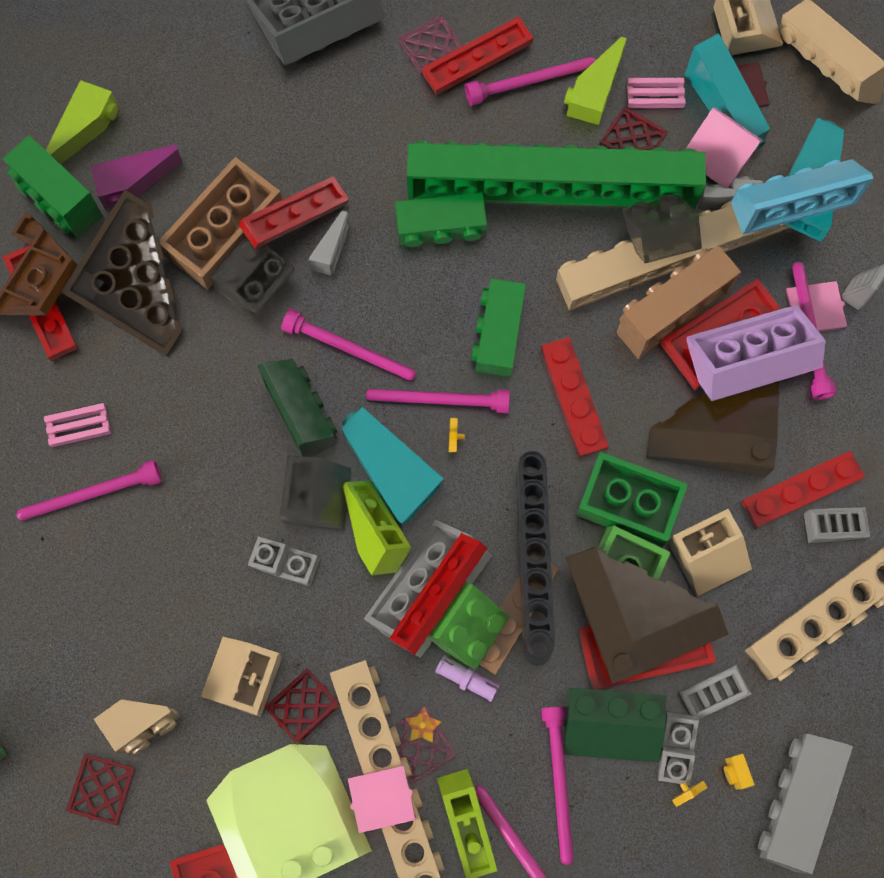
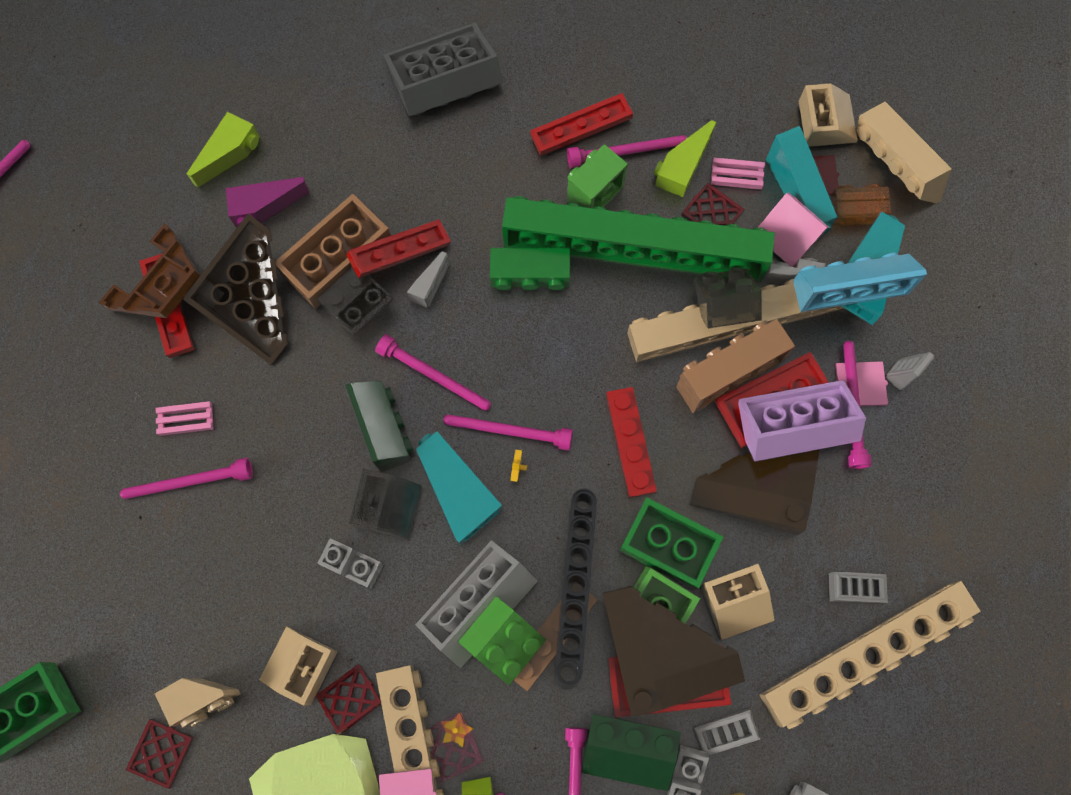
camera: 10 degrees right, 0 degrees up
(52, 188) = (188, 205): green brick -> none
(374, 529) = (435, 546): lime slope -> none
(423, 29) = (537, 95): clear pink window -> none
(438, 593) = (481, 614): red plate -> none
(467, 678) = (501, 691): lavender pin -> none
(498, 327) = (570, 371): green brick -> none
(504, 113) = (597, 179): none -> bright green brick
(793, 113) = (859, 205): none -> clear orange brick
(802, 489) = (830, 551): red plate -> none

